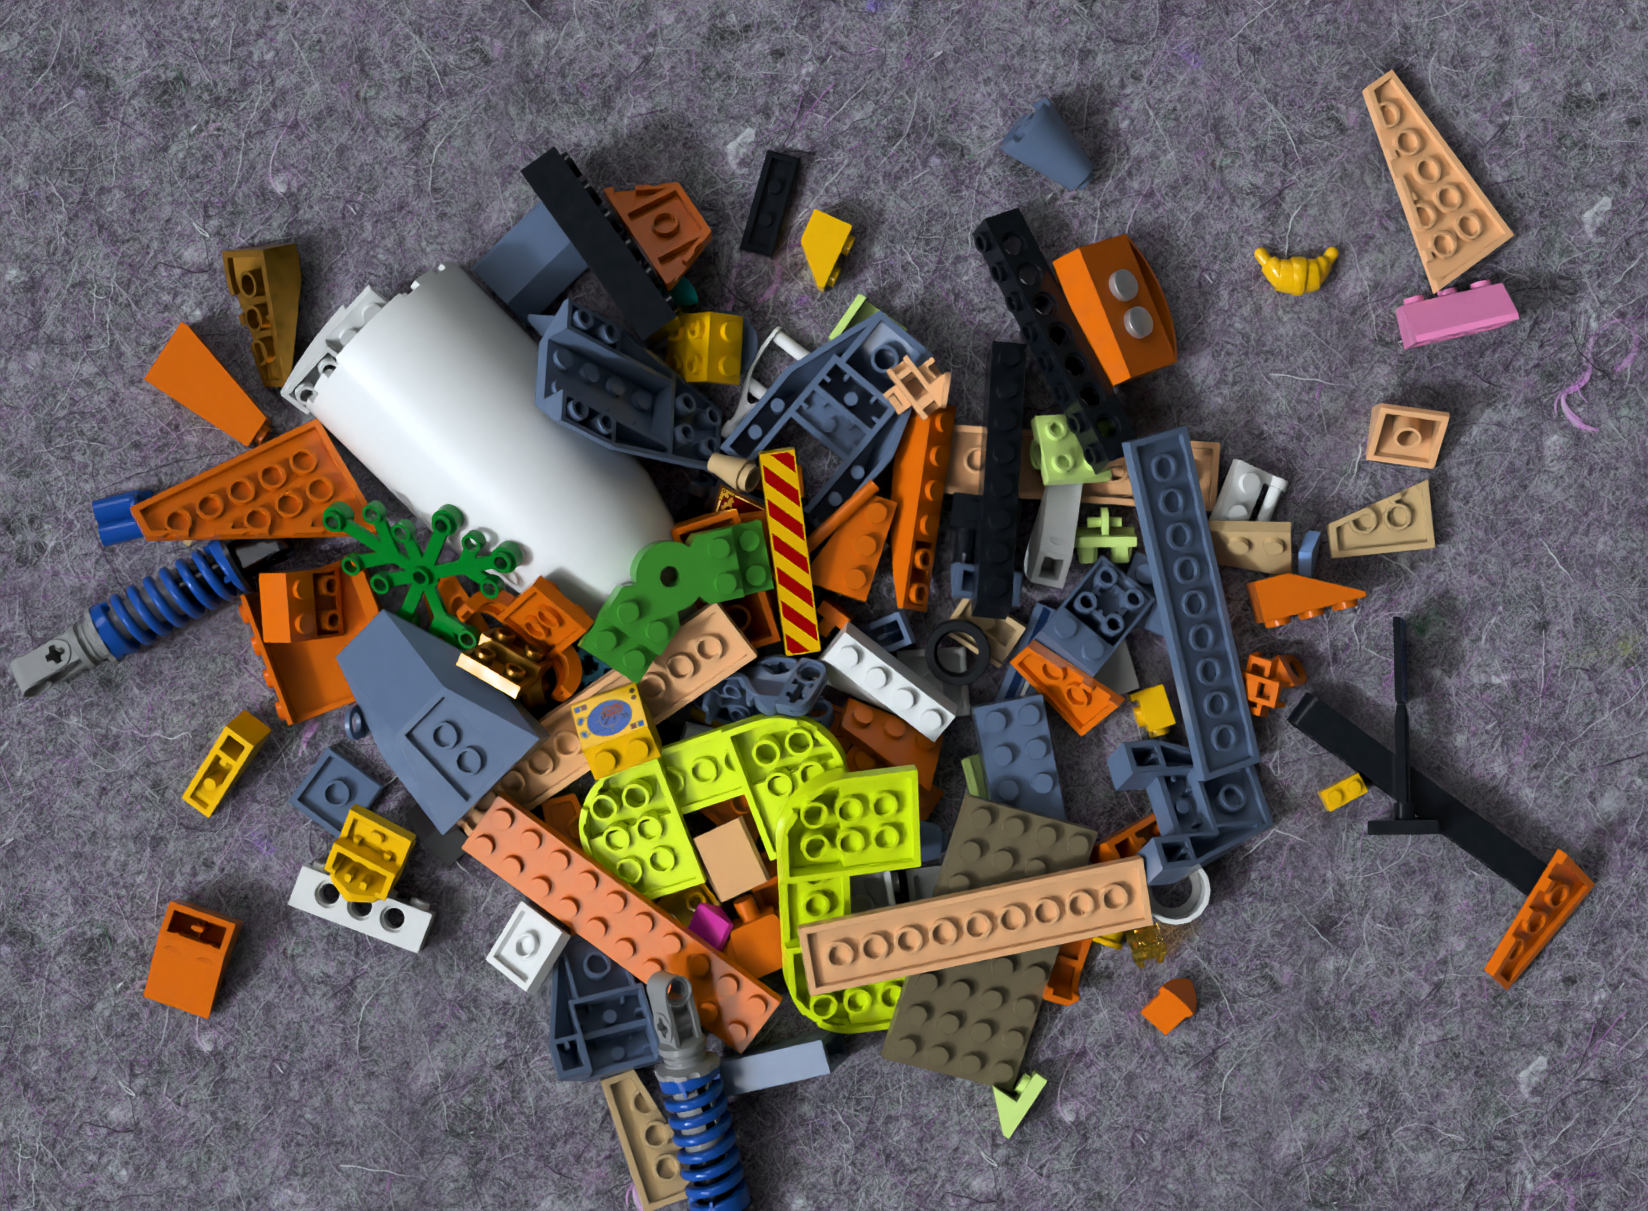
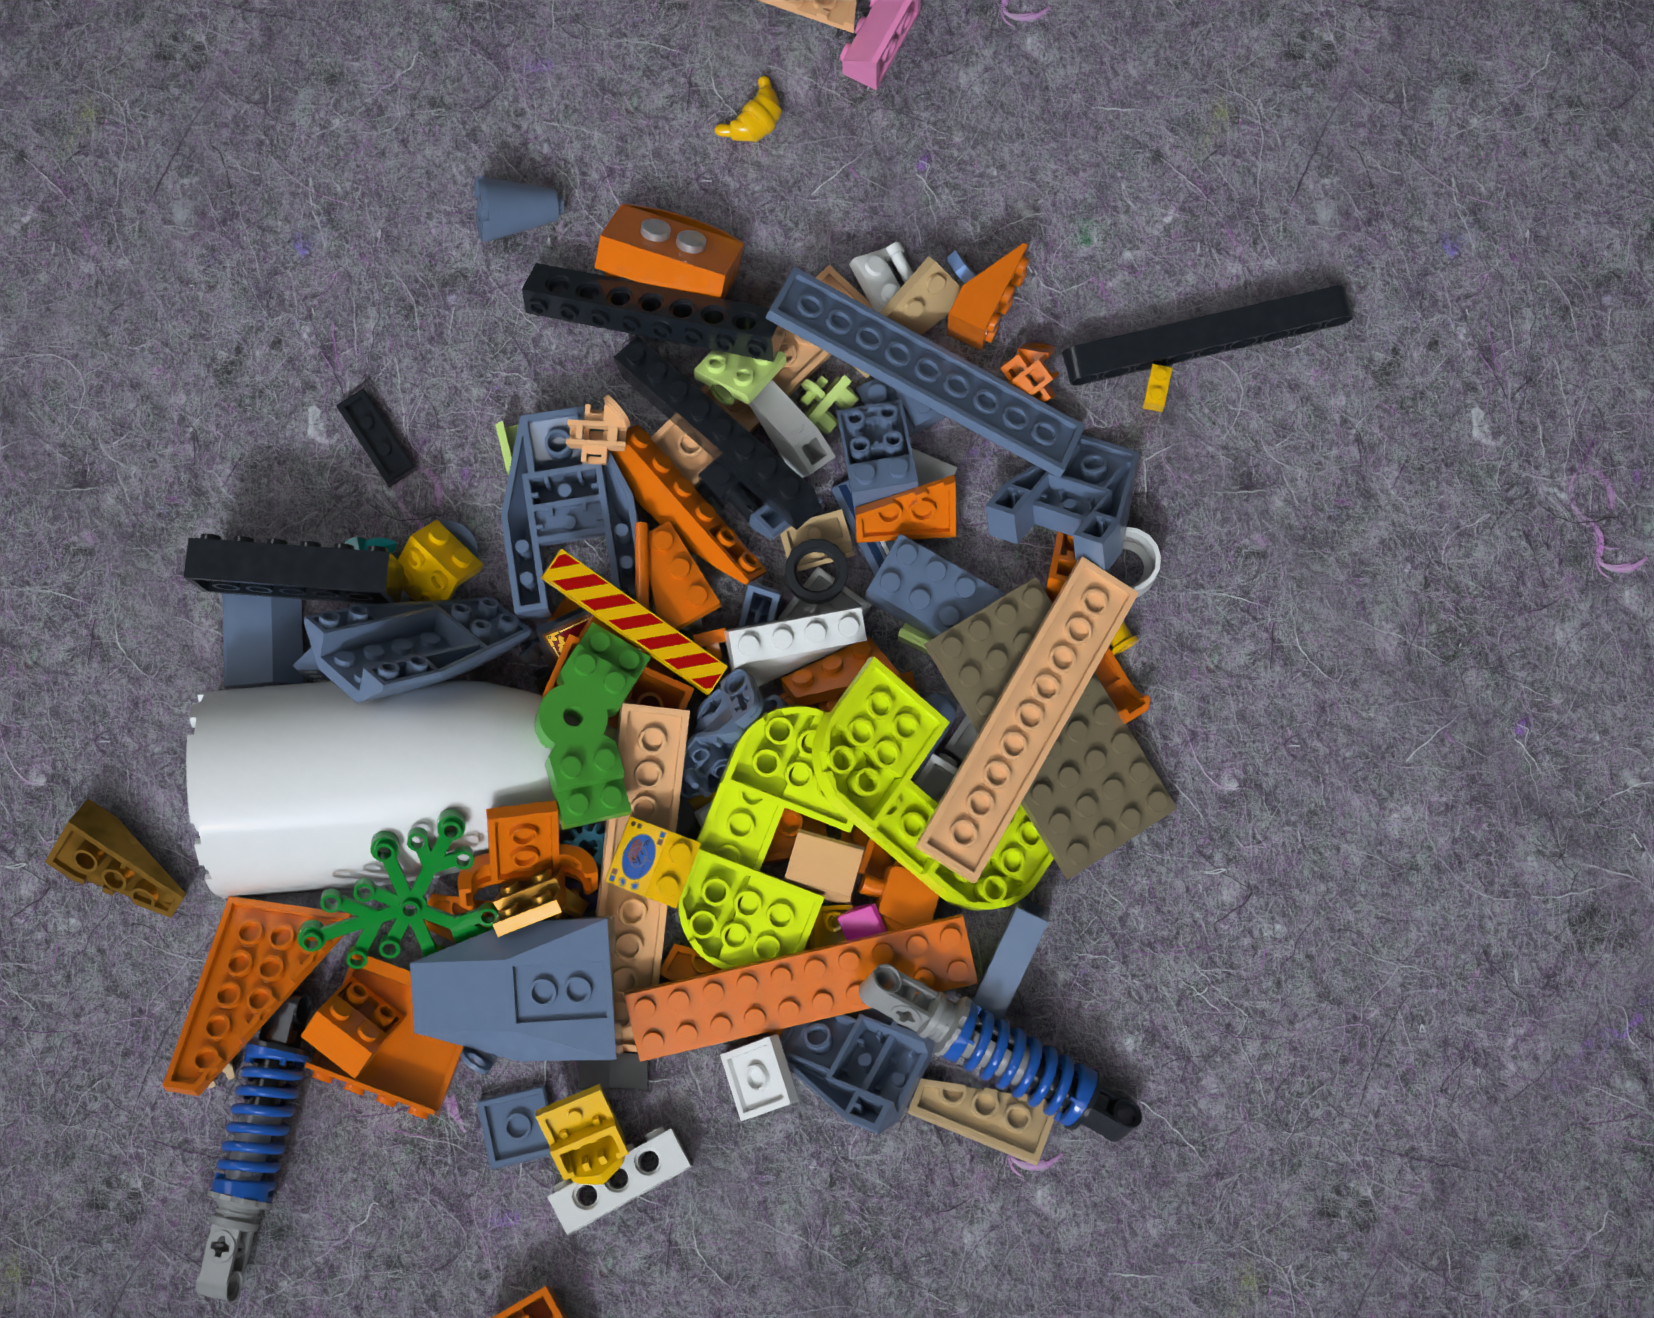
camera: 50 degrees left, 10 degrees down
(115, 519) = (167, 1111): blue piece -> none
(203, 384) = (128, 960): orange slope -> none
(226, 762) = (419, 1191): yellow slope -> none
(328, 344) = (181, 841): white slope -> none
(662, 226) = (324, 518): orange wing -> none
(737, 472) = (542, 614): tan cone -> none
(753, 386) = (493, 559): white piece -> none
(823, 245) = (438, 422): yellow slope -> none
(1012, 1109) = (1192, 819): yellowish green slope -> none
(1146, 944) = (1150, 617): clear yellow tile -> none
(1152, 710) = (981, 470): yellow brick -> none
(1171, 1004) = (1211, 638): orange tile -> none
(1387, 526) = (991, 201): tan wing -> none
(1404, 817) = (1215, 356): black piece -> none
(1406, 435) = (936, 133): light nougat slope -> none
(1543, 913) = (1367, 319): orange wing -> none

